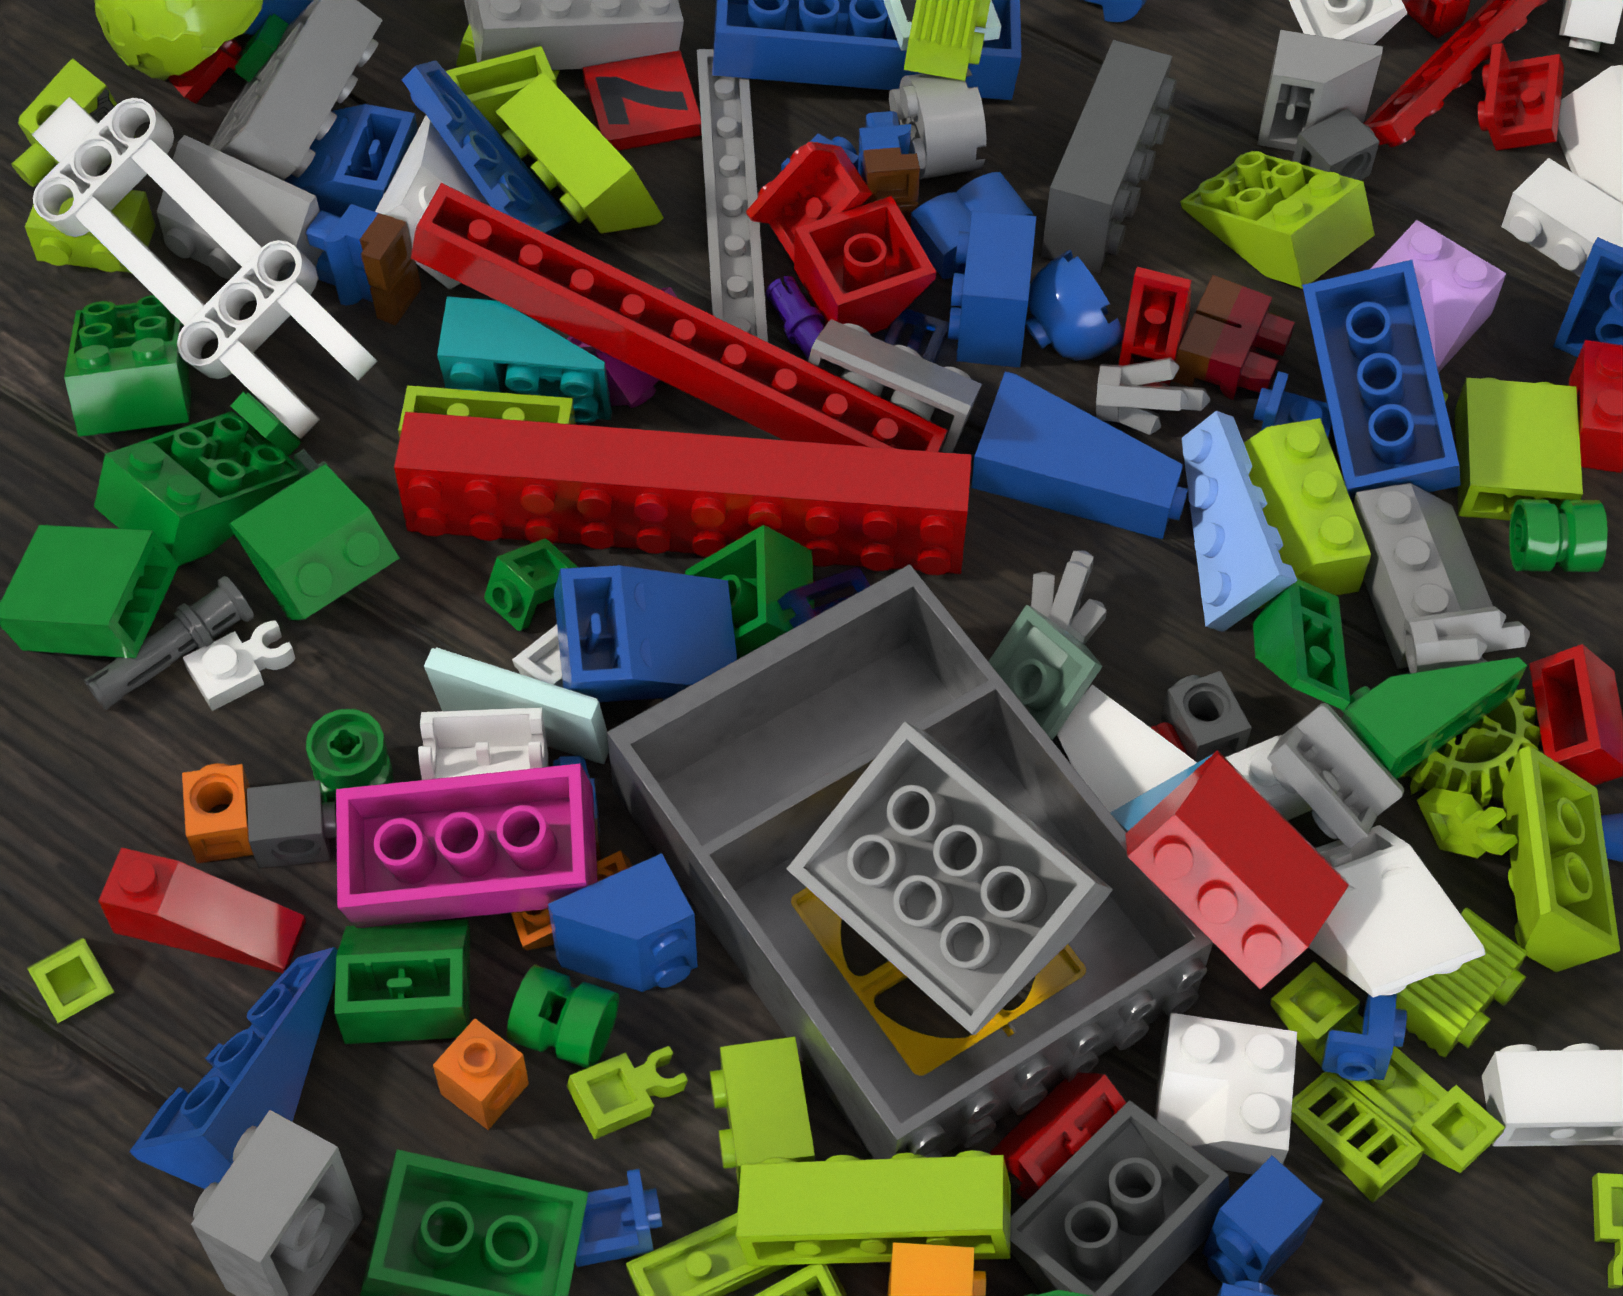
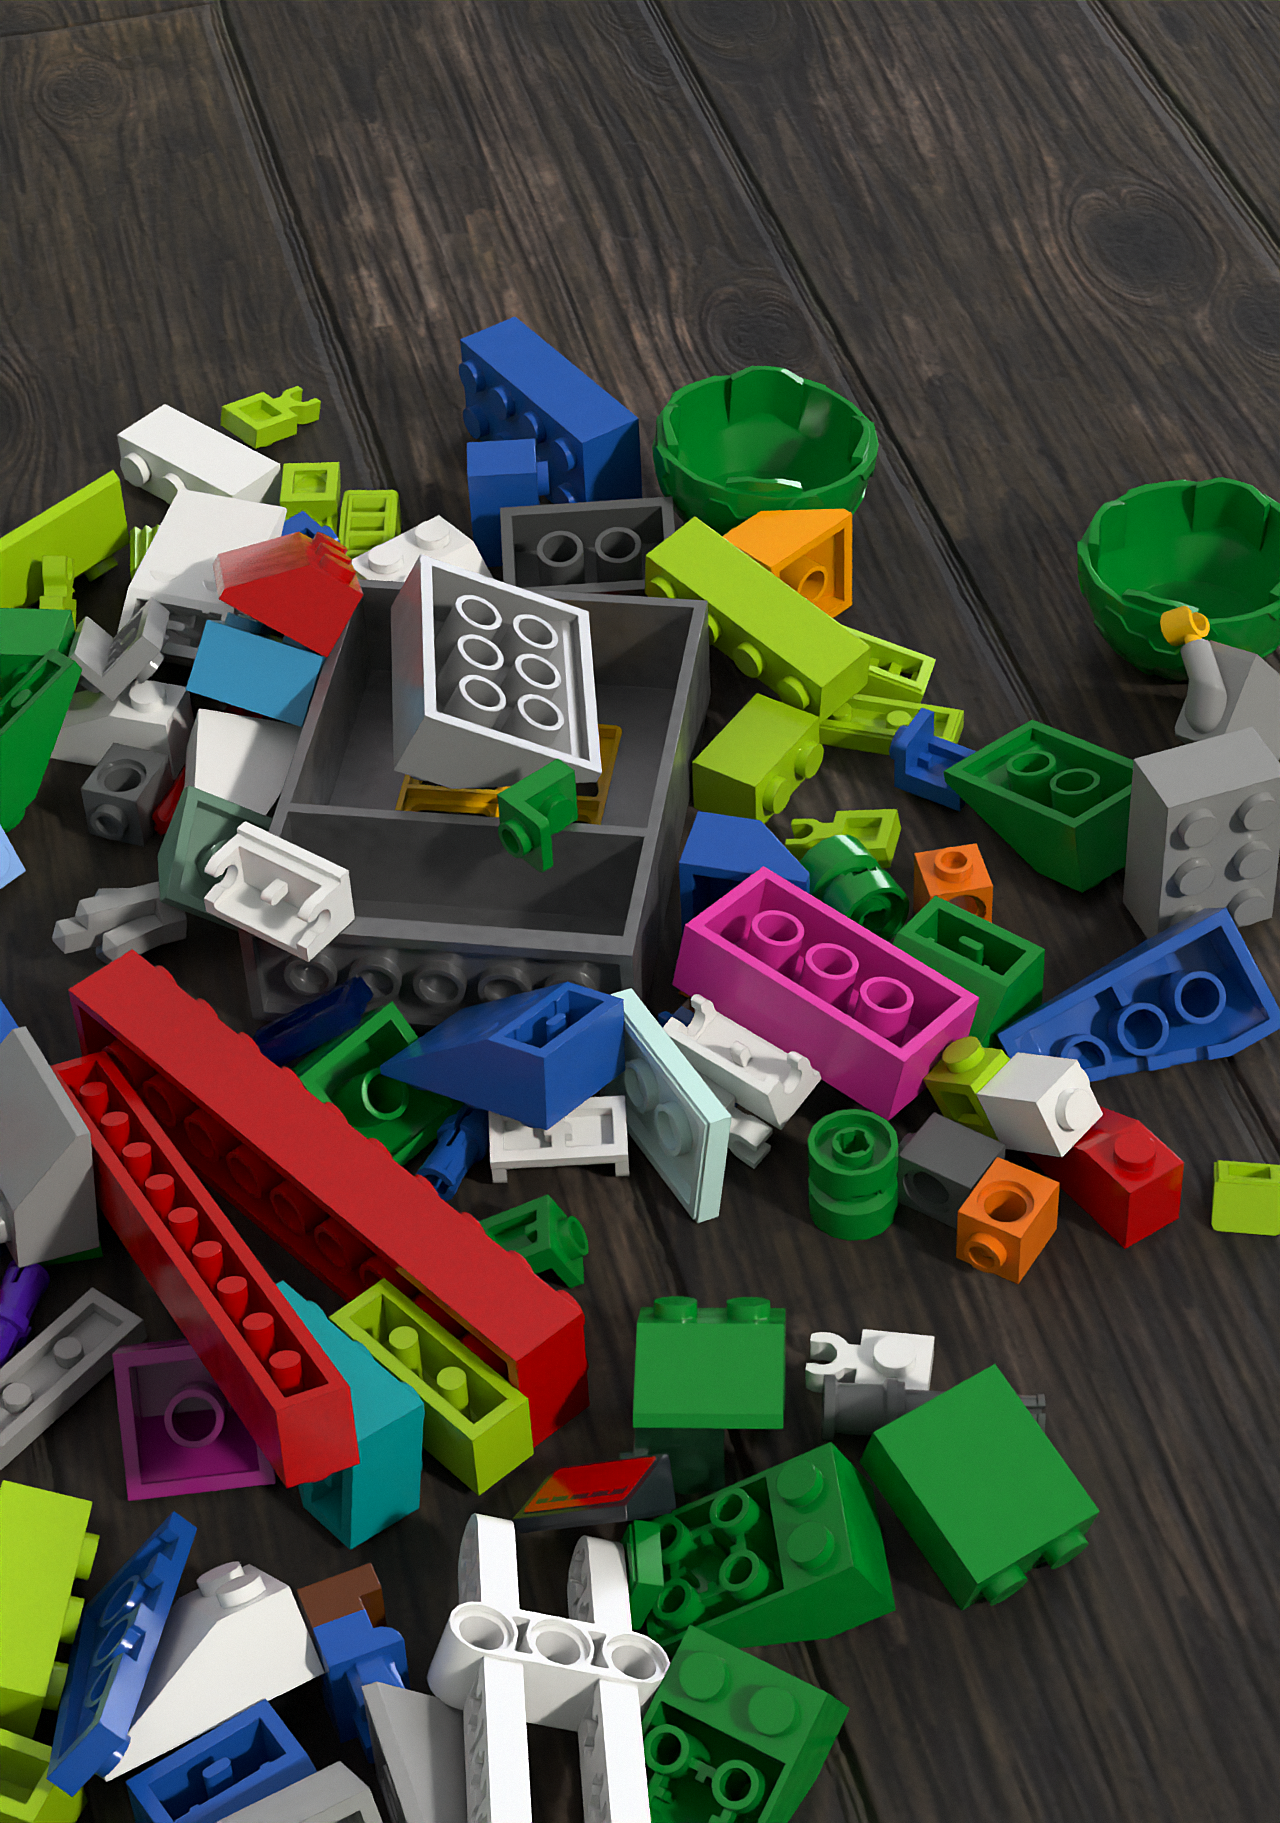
camera: 135 degrees left, 15 degrees down
(236, 874) = (1040, 1104): none -> white brick
(301, 889) = (959, 1077): none -> lime brick
(314, 422) = (600, 1494): none -> slope
(779, 758) = (537, 810): none -> green bracket
(892, 587) = (279, 892): none -> white hinge

